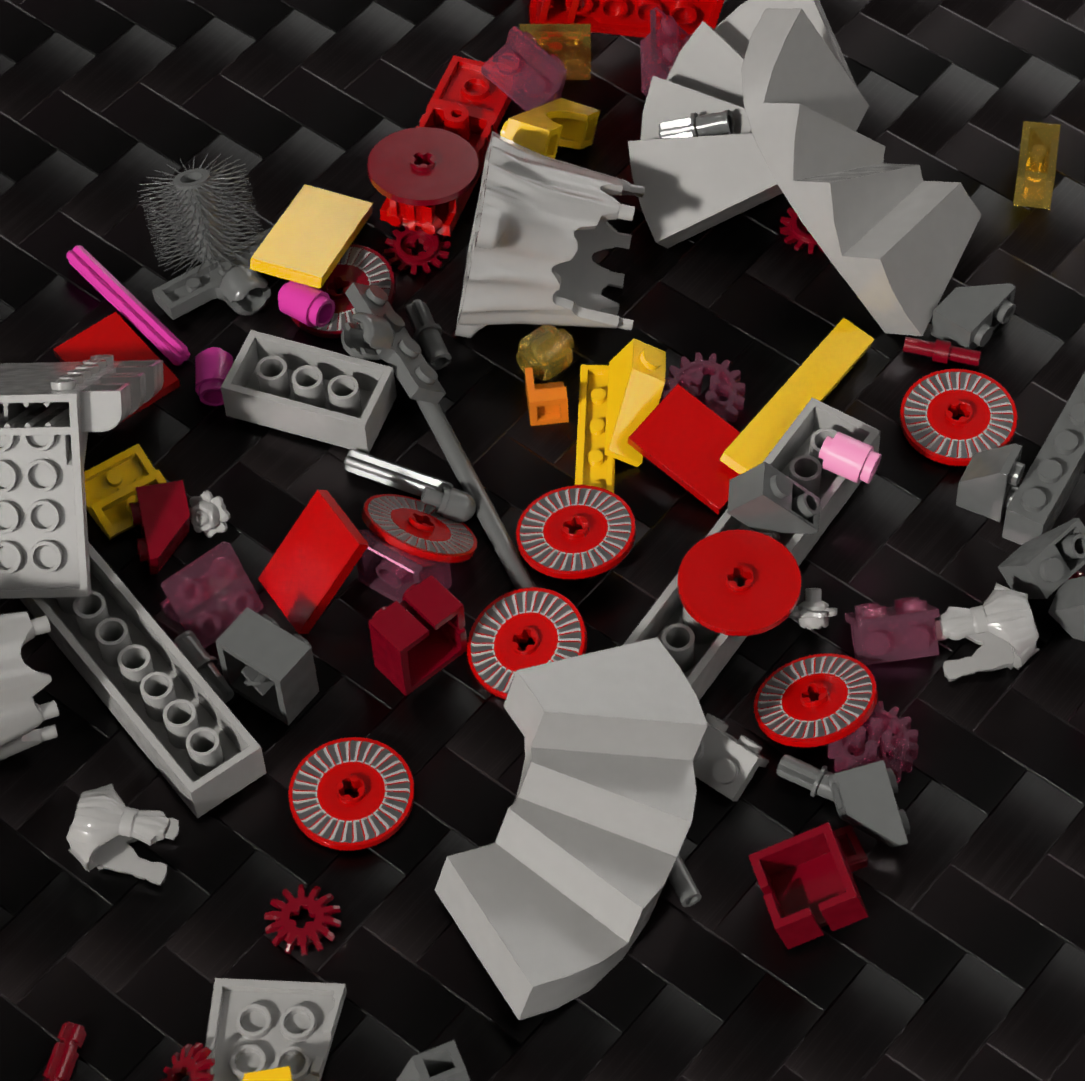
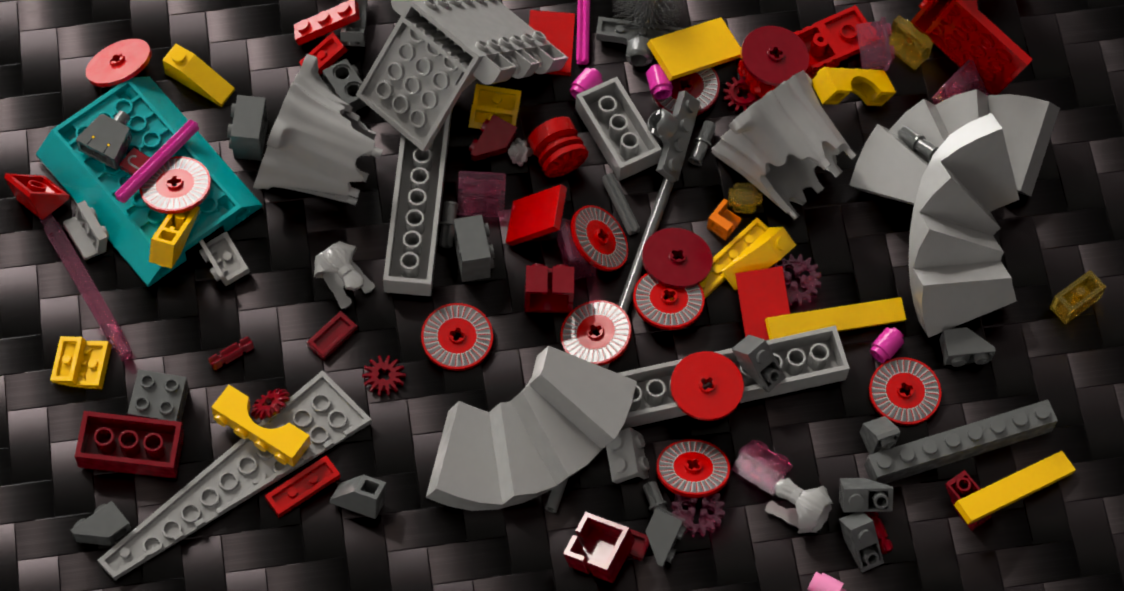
camera: 35 degrees right, 10 degrees up
(181, 928) = (332, 335): none -> dark red tile
(256, 465) = (558, 146): none -> red wheel
(450, 503) = (628, 237): dark grey cylinder -> none
(563, 487) = (680, 273): none -> dark red piece
(813, 612) = (736, 426): light grey plant -> none
(849, 458) = (816, 369): bright pink brick -> none
(883, 382) = (886, 344): none -> dark pink brick
(942, 351) = (932, 352): dark red bar -> none

